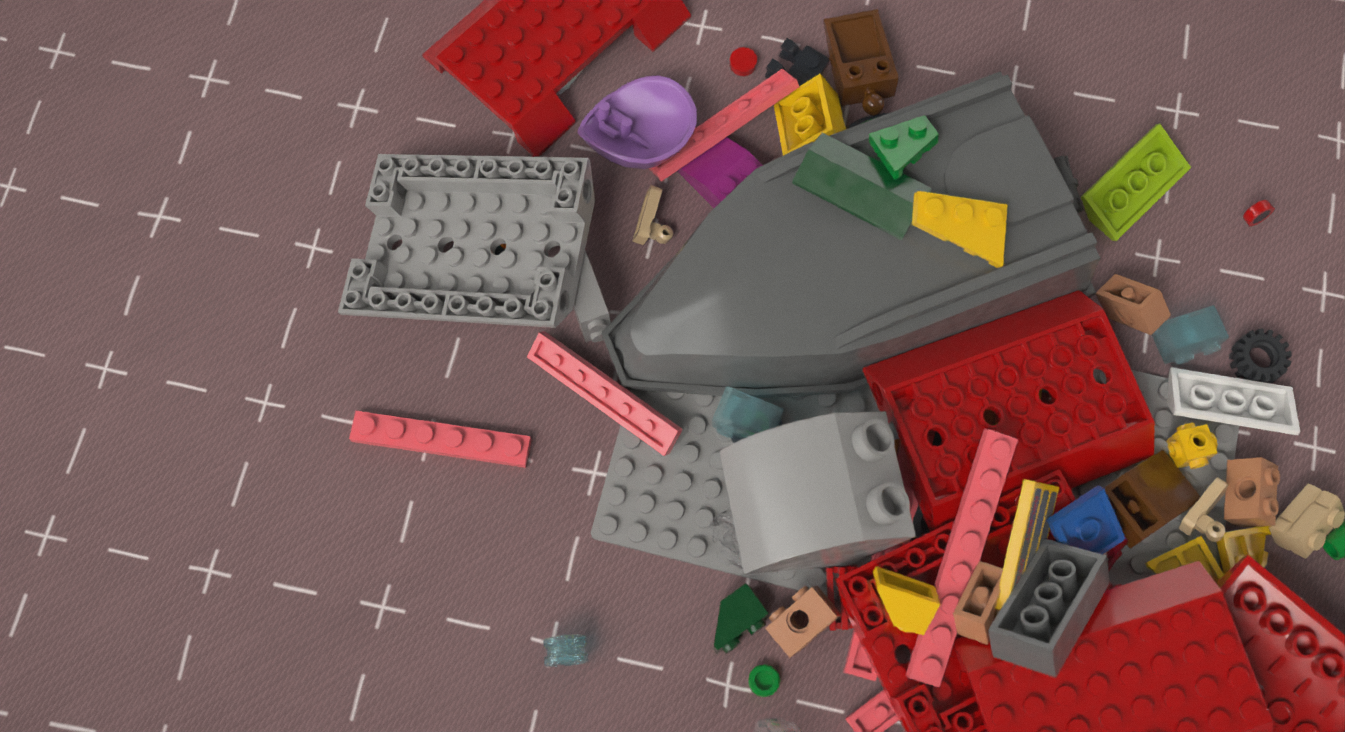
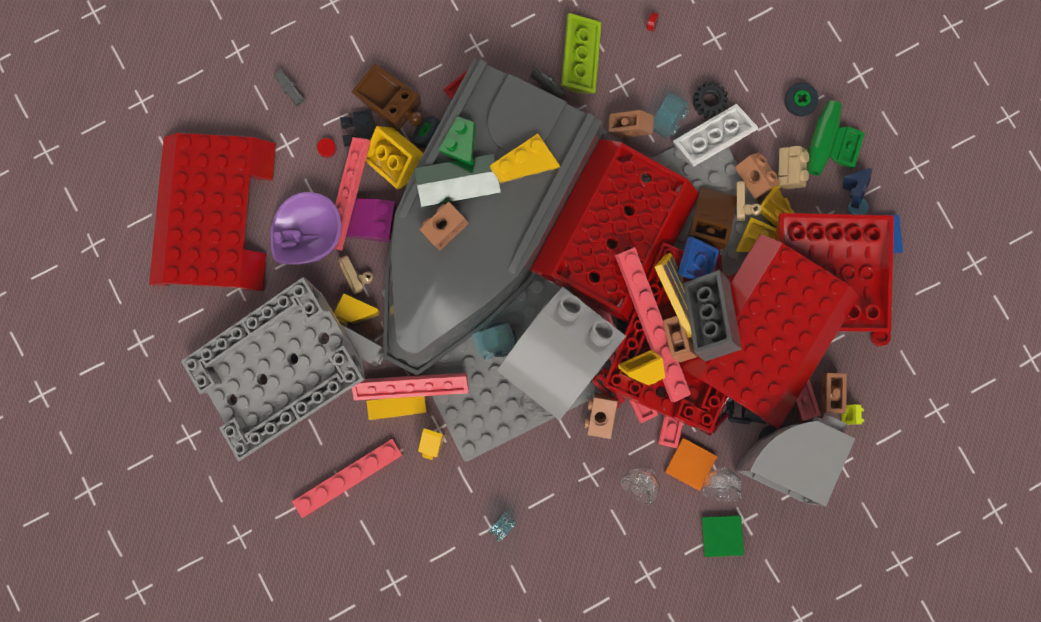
camera: 45 degrees left, 10 degrees up
(567, 405) = (395, 407): none -> yellow tile
(569, 477) = (430, 444): none -> yellow slope
(616, 258) = (354, 311): none -> yellow slope
(737, 615) = (568, 440): dark green slope -> none
(764, 680) = (606, 458): green tile -> none
(788, 232) = (454, 226): none -> nougat brick
(1192, 446) = (710, 180): yellow brick -> none

